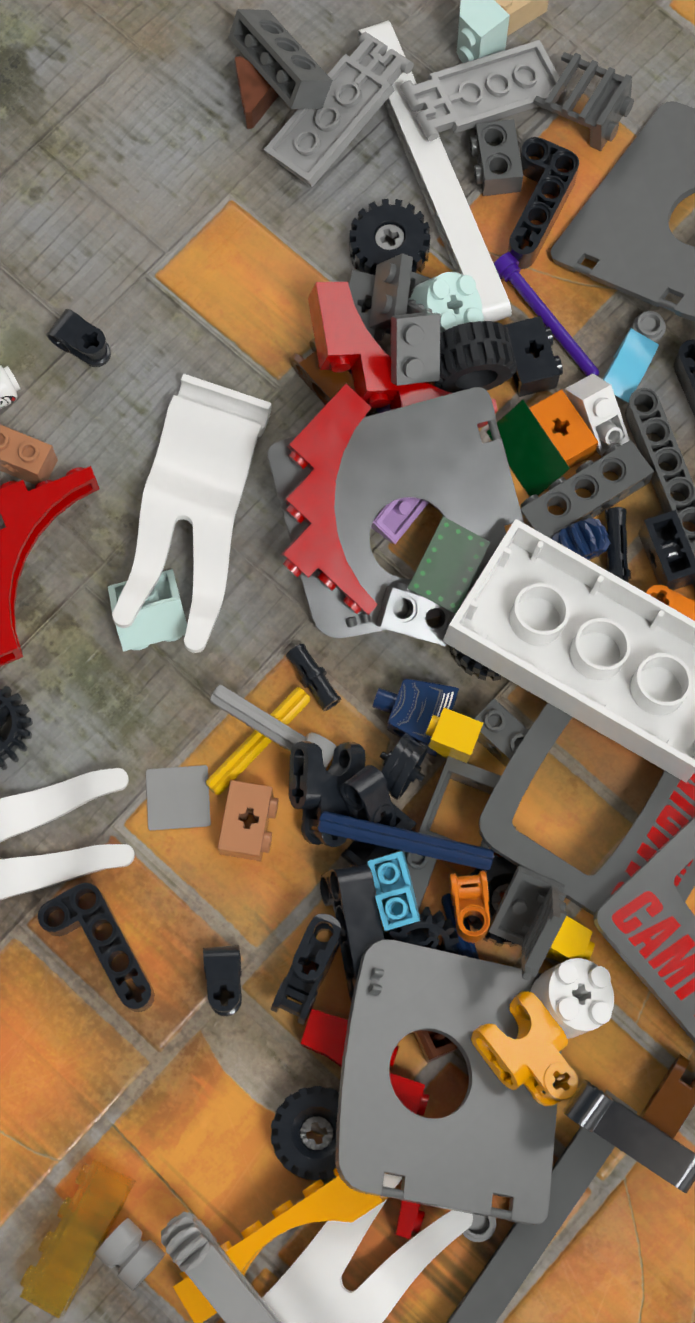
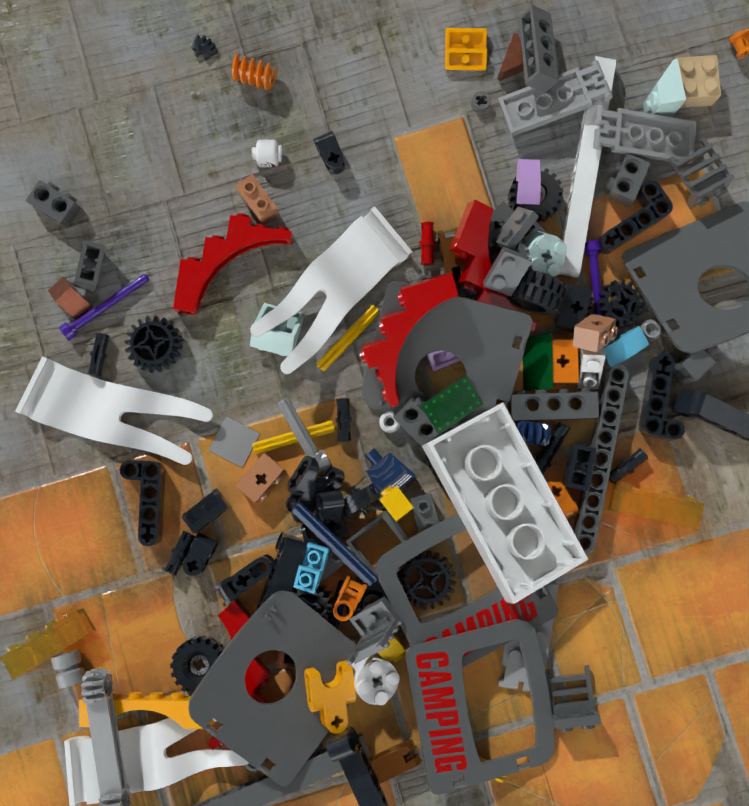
camera: 30 degrees right, 10 degrees up
(182, 113) = (465, 49): none -> light orange slope
(193, 994) = (179, 553): none -> black pin
(196, 913) = (205, 511): none -> black hinge
(235, 163) = (482, 108): none -> dark grey bush
(252, 566) = (348, 337): none -> yellow axle
(284, 383) = (427, 243): none -> red pin
(372, 224) = (528, 181): none -> lavender slope
(378, 633) = (389, 429): none -> white plate
(574, 795) = (436, 596): none -> black gear
(578, 366) = (594, 332): none -> nougat brick
(587, 314) = (623, 312): none -> black gear

